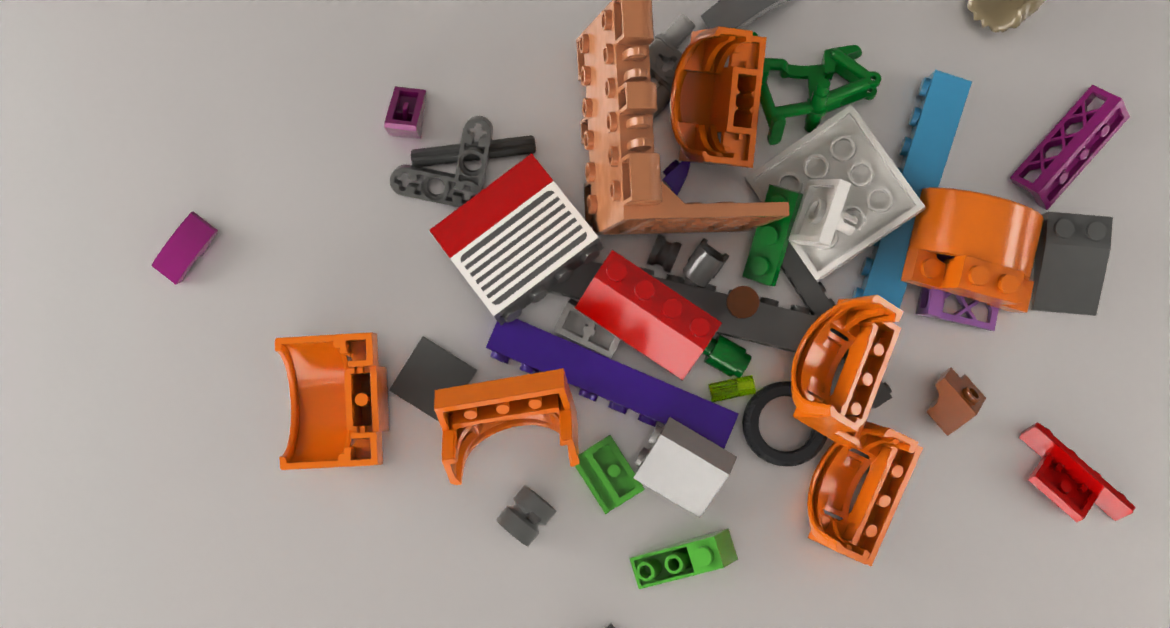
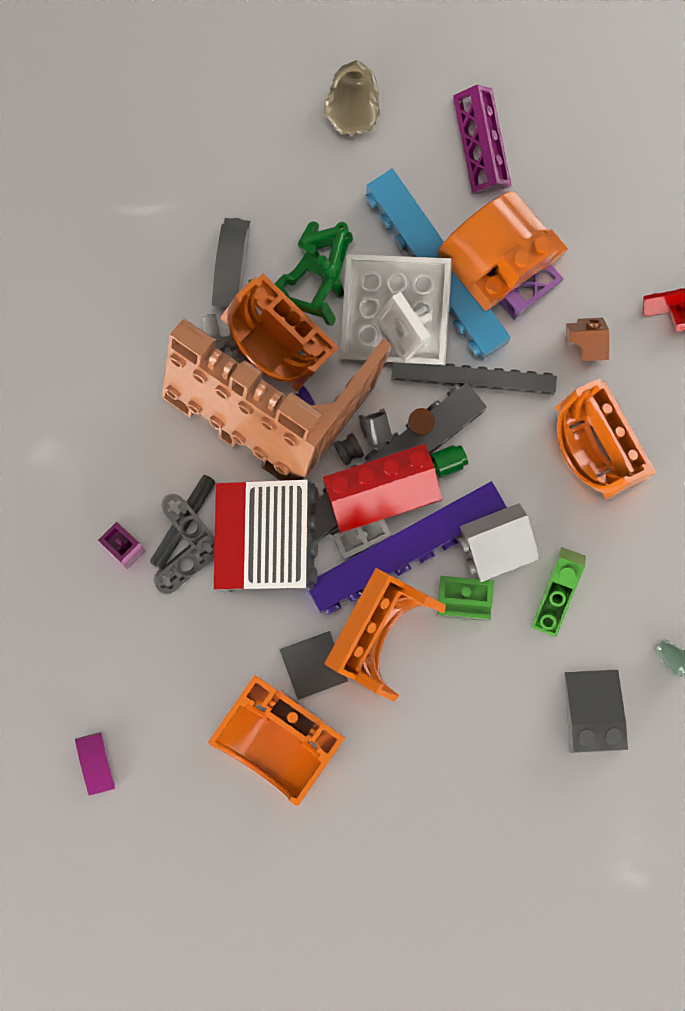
camera: 55 degrees left, 5 degrees down
(520, 526) = (458, 678): dark grey wheel -> none
(732, 388) = (471, 474): clear neon green piece -> none
(756, 442) = (537, 434): black tyre -> none
(772, 239) = (395, 373): green plate -> none
(871, 340) = (511, 360): orange piece -> none
(1071, 263) = (557, 197): dark grey slope -> none

